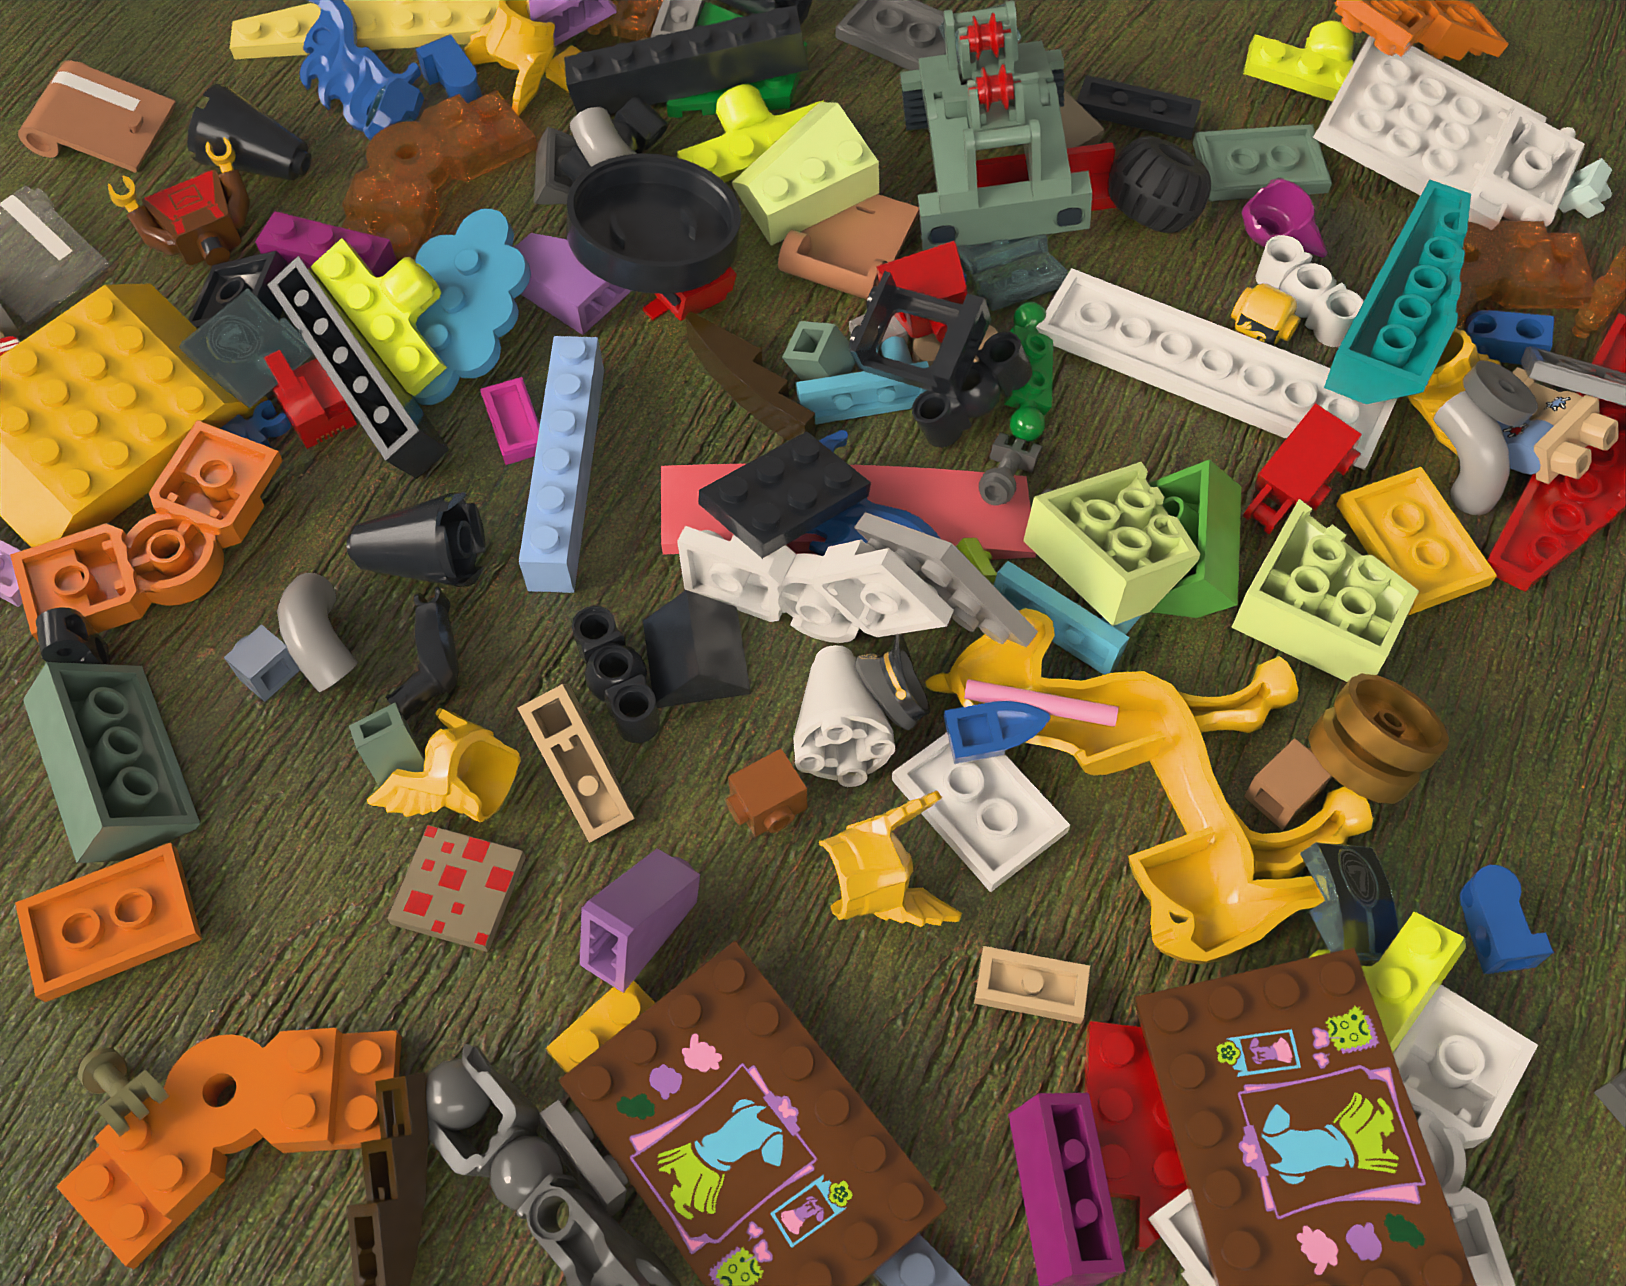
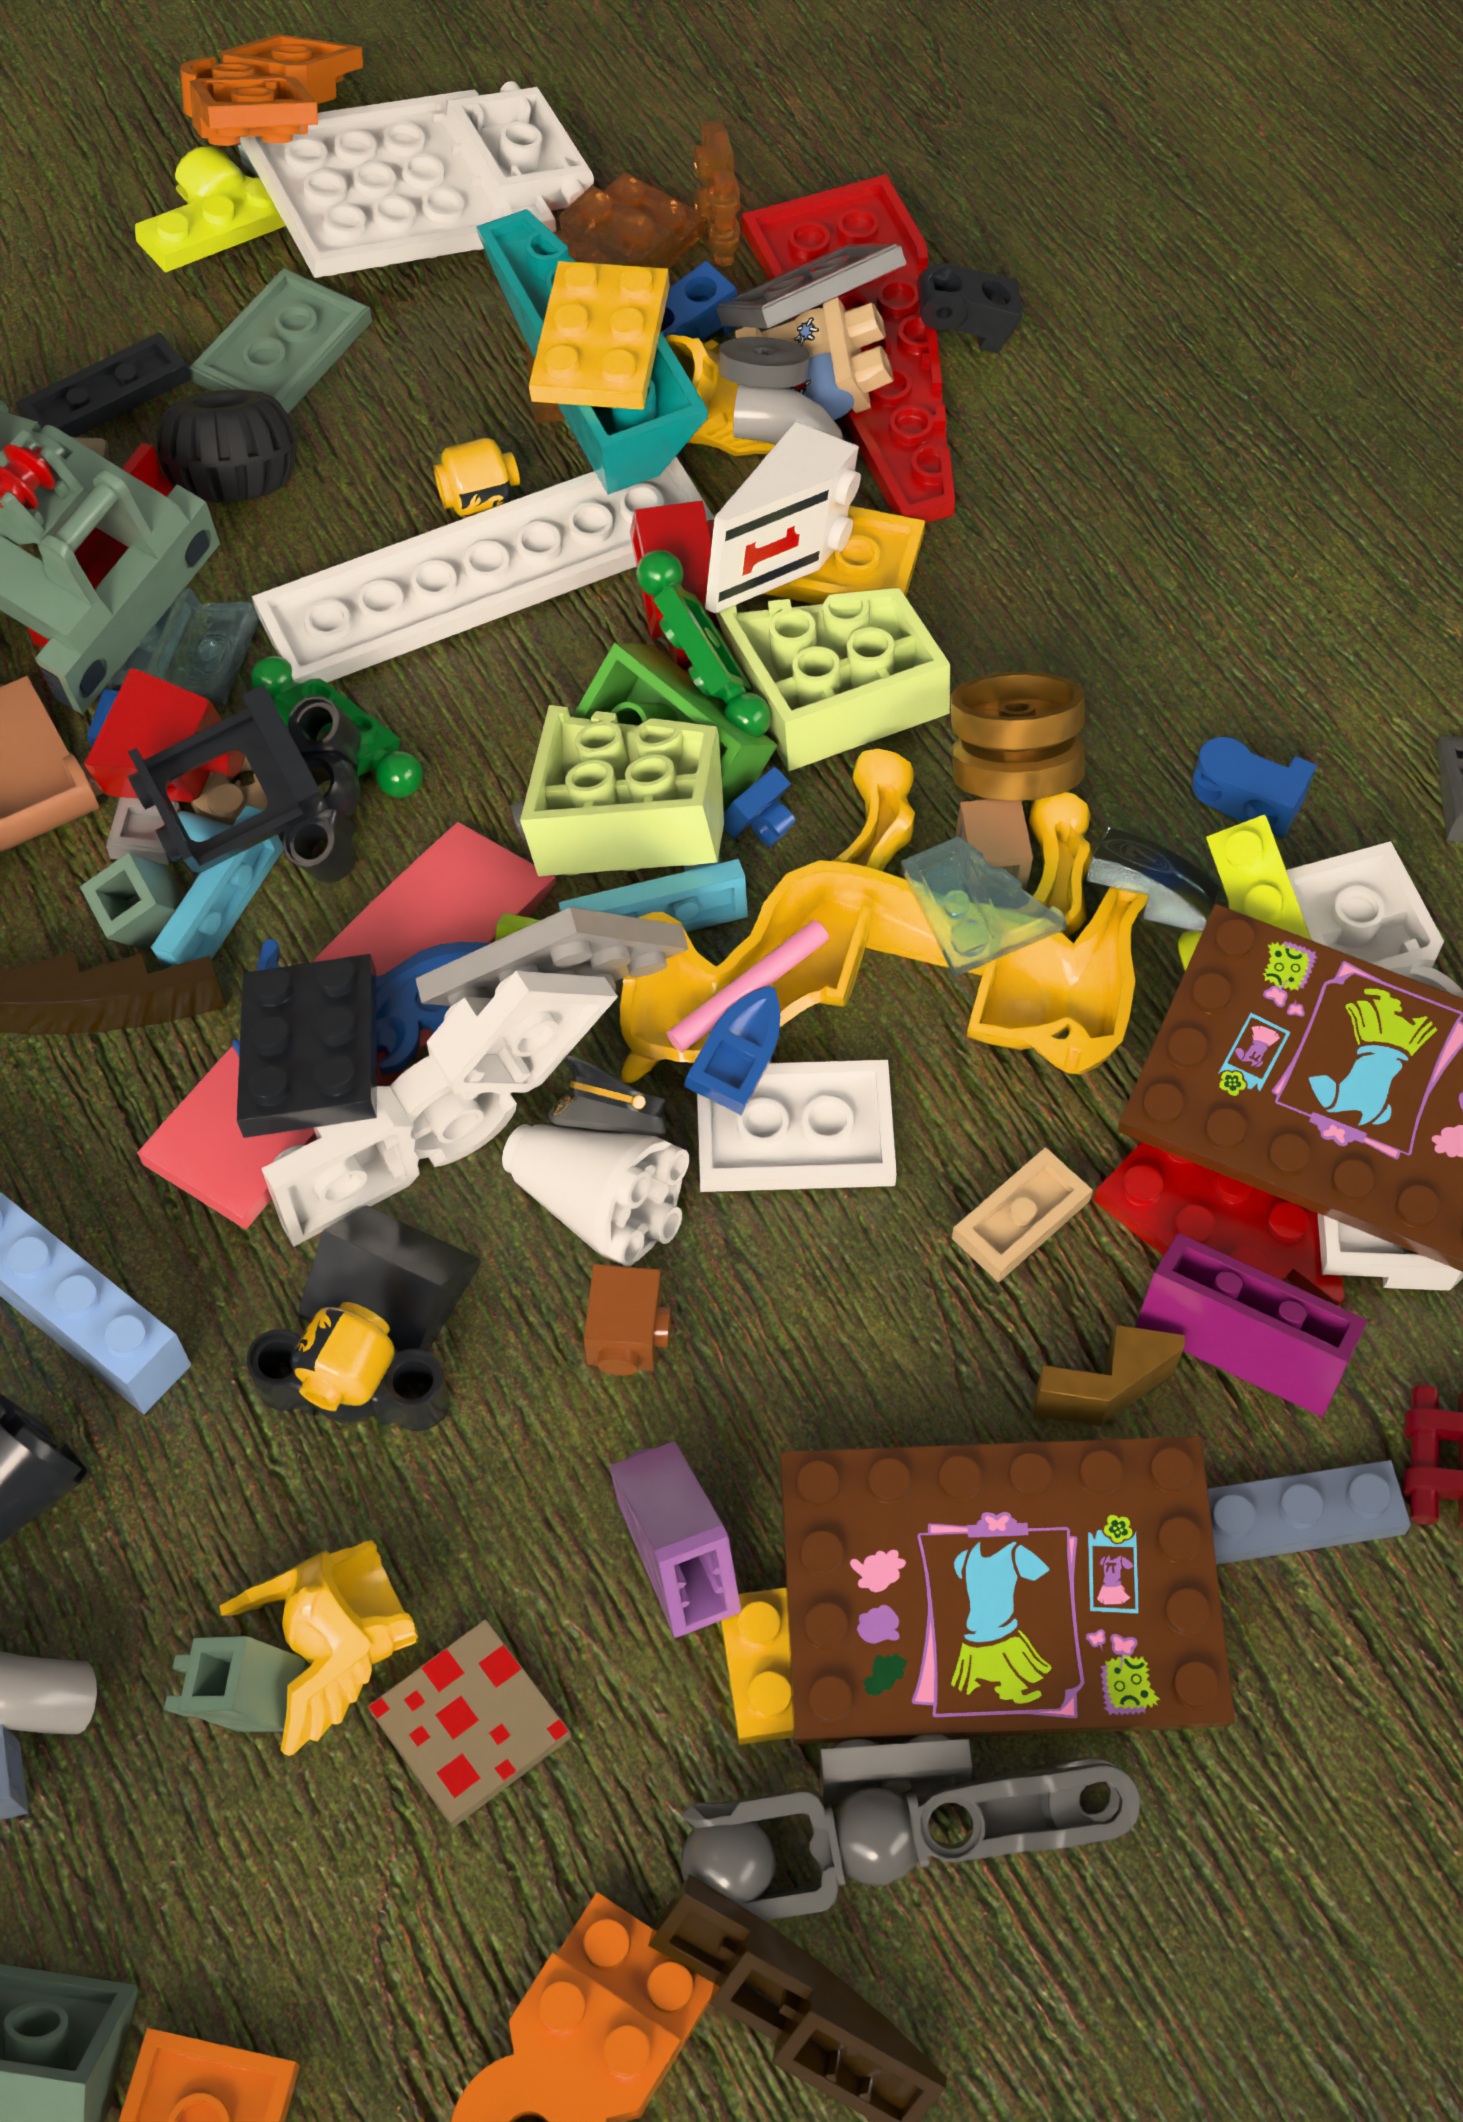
camera: 55 degrees left, 0 degrees up
(435, 652) = (156, 1561): black arm -> none
(577, 761) = (421, 1488): tan slope -> none
(608, 652) = (342, 1356): none -> yellow head
(877, 870) = (807, 1261): yellow helmet -> none
(971, 1131) = (1134, 1366): none -> pearl gold slope
(998, 484) = (456, 849): dark grey hinge -> none
(1185, 626) = (761, 810): none -> blue tile
(1217, 797) = (975, 907): none -> clear light blue wing
(1260, 509) = (691, 628): none -> green plate
(1283, 210) = (377, 375): magenta piece -> none
(1326, 306) = (435, 420): white piece -> none
(1391, 483) = (783, 517): none -> white slope
(1416, 292) = (600, 335): none -> yellow plate
(1587, 189) = (586, 124): light aqua tile -> none

